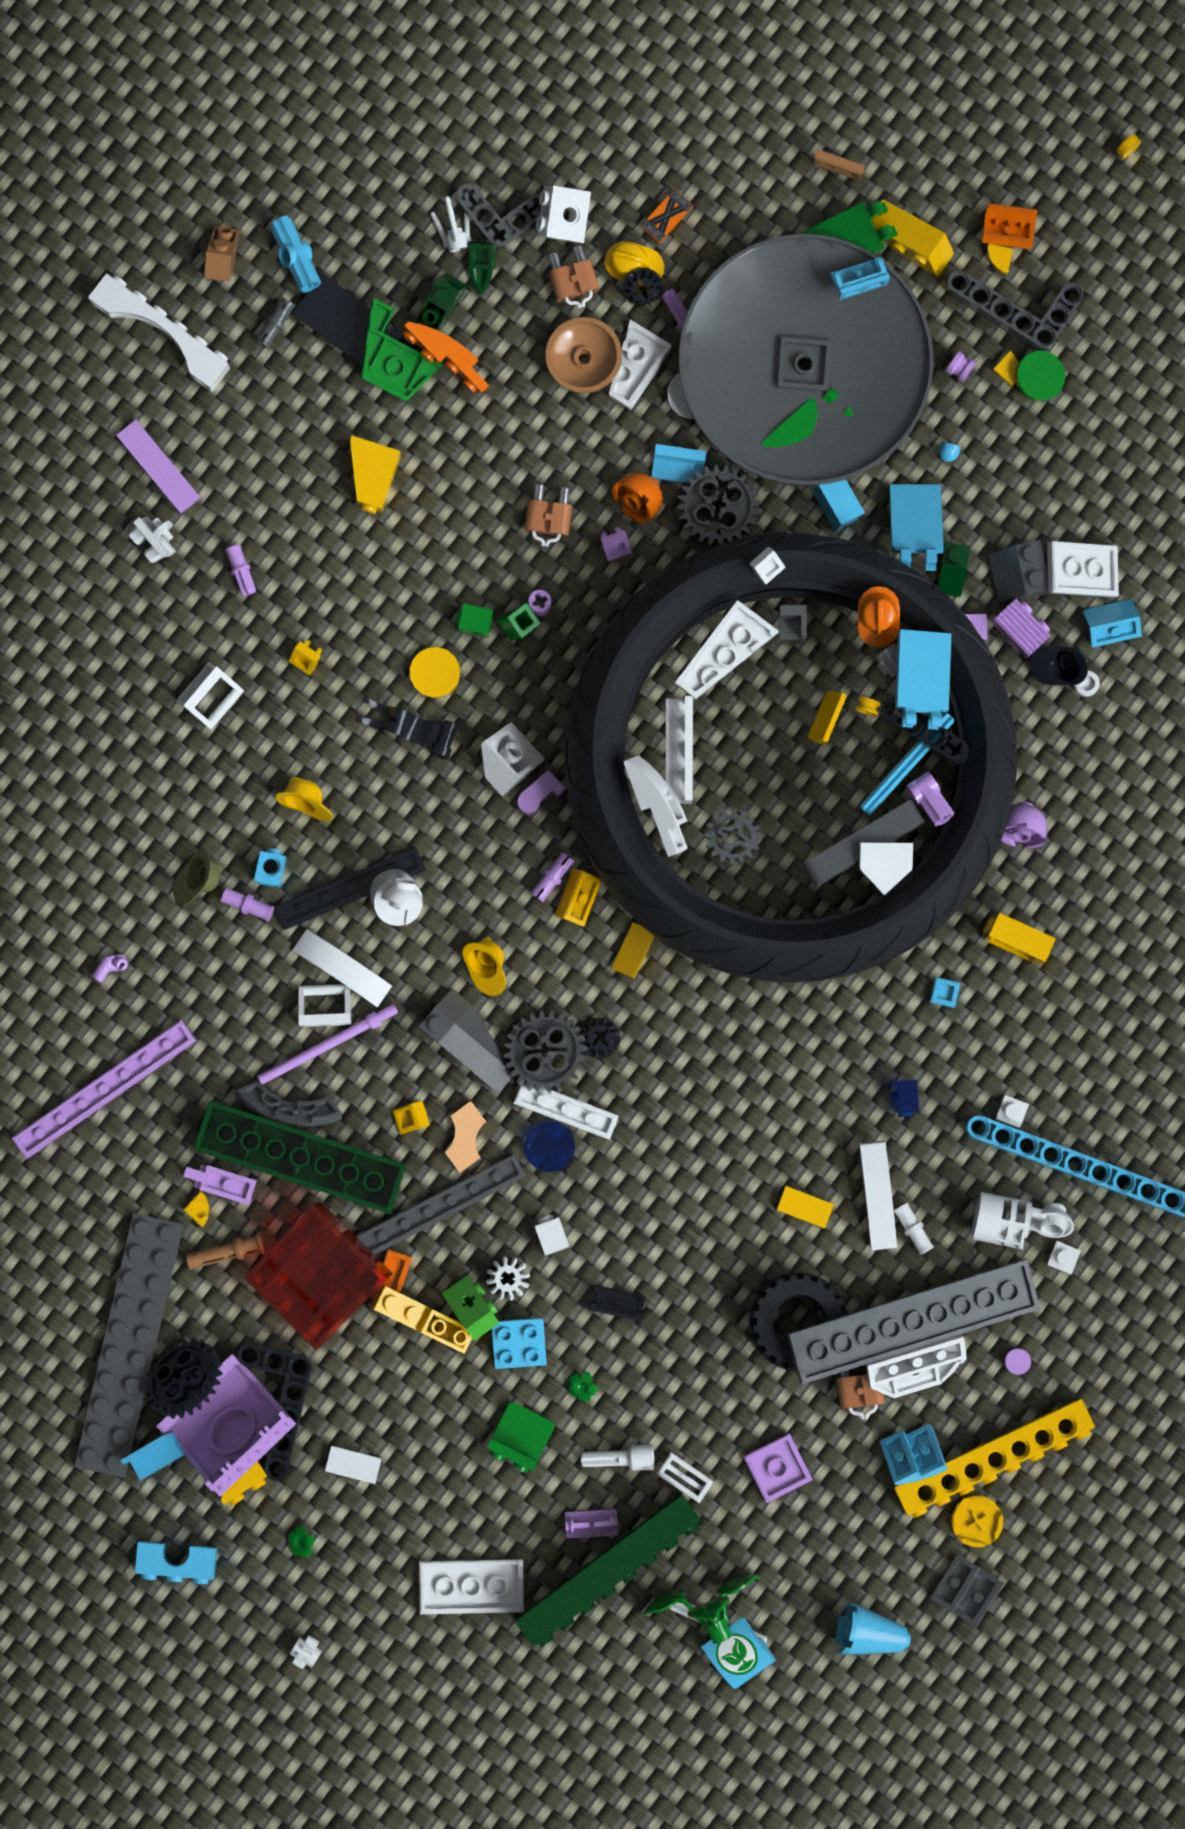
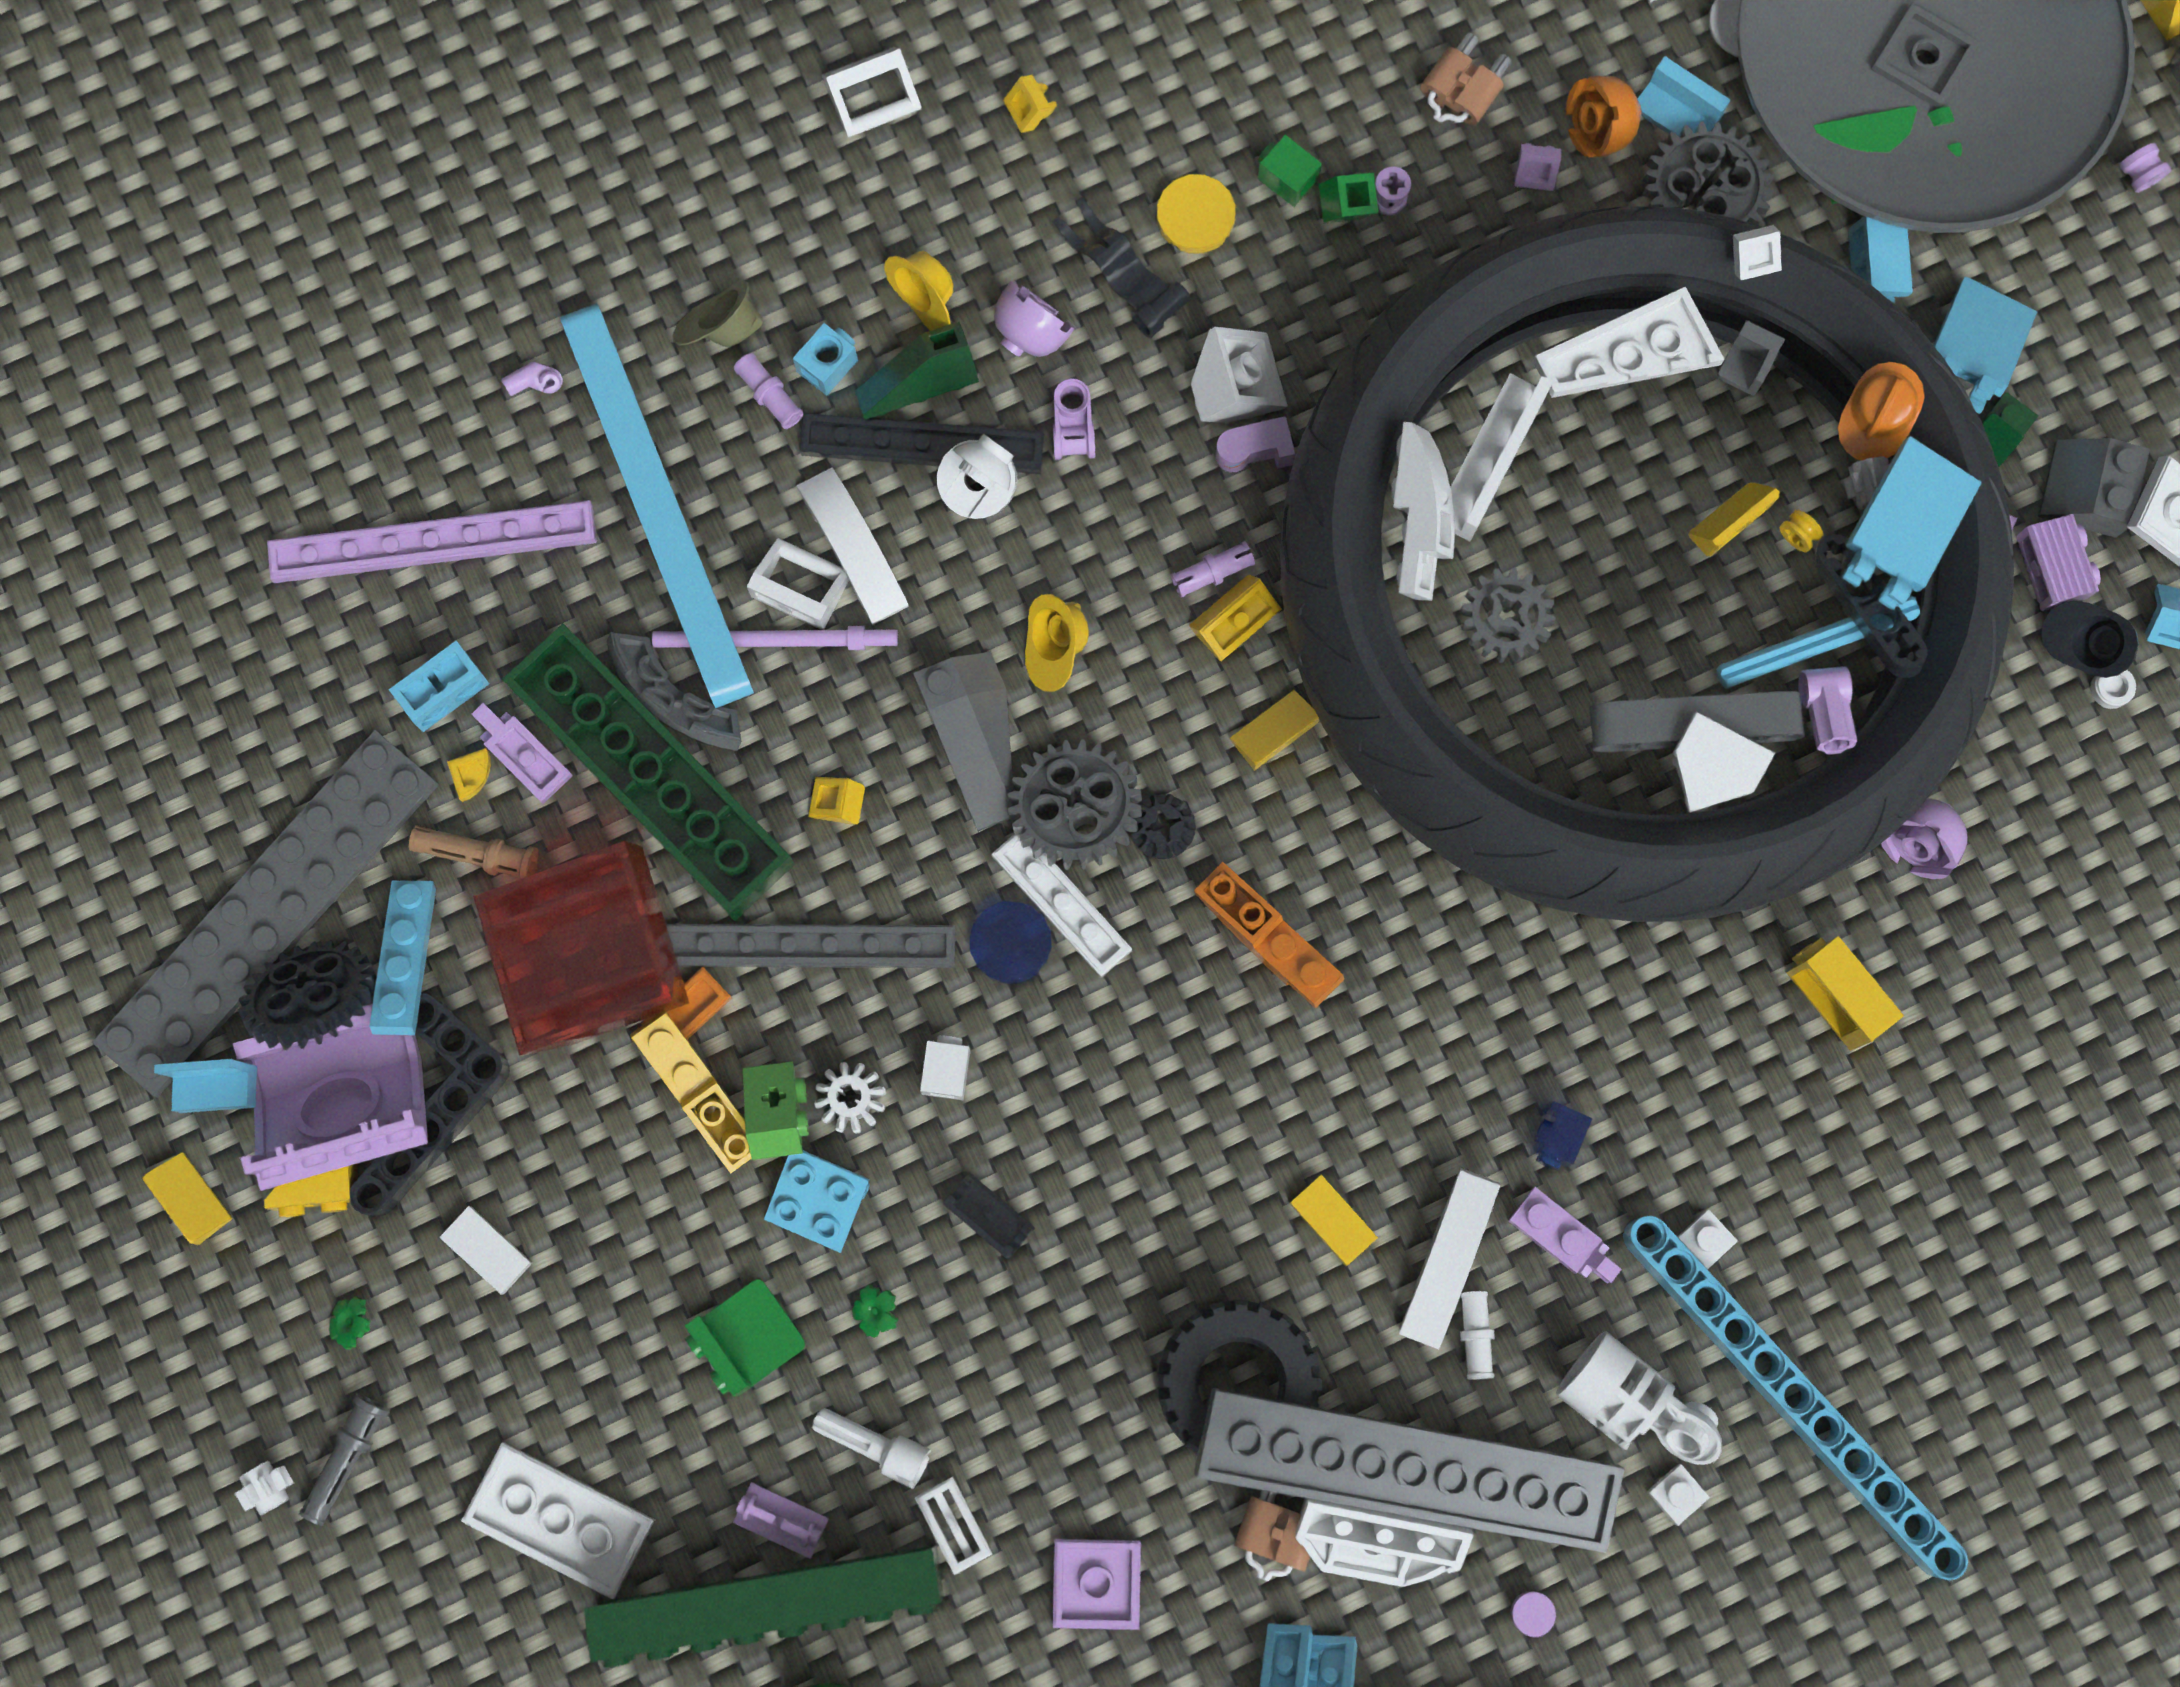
camera: 30 degrees right, 5 degrees down
(153, 1561) = (124, 1237): medium azure arch -> none
(157, 1170) = (439, 686): none -> medium azure brick
(175, 1522) = (187, 1198): none -> yellow slope
(220, 1003) = (656, 506): none -> medium azure beam
(222, 1330) = (402, 958): none -> medium azure plate
(329, 848) = (924, 369): none -> dark green slope
(338, 1604) = (352, 1441): none -> dark grey pin
(375, 788) = (1029, 322): none -> lavender cylinder
(431, 835) = (1073, 427): none -> lavender piece
(467, 1125) = (886, 882): light nougat tile -> none
(690, 1069) = (1268, 935): none -> orange slope
(933, 1150) = (1563, 1236): none -> lavender hinge
(944, 992) = (1692, 1017): medium azure tile -> none
(949, 451) = (2072, 272): medium azure hinge -> none

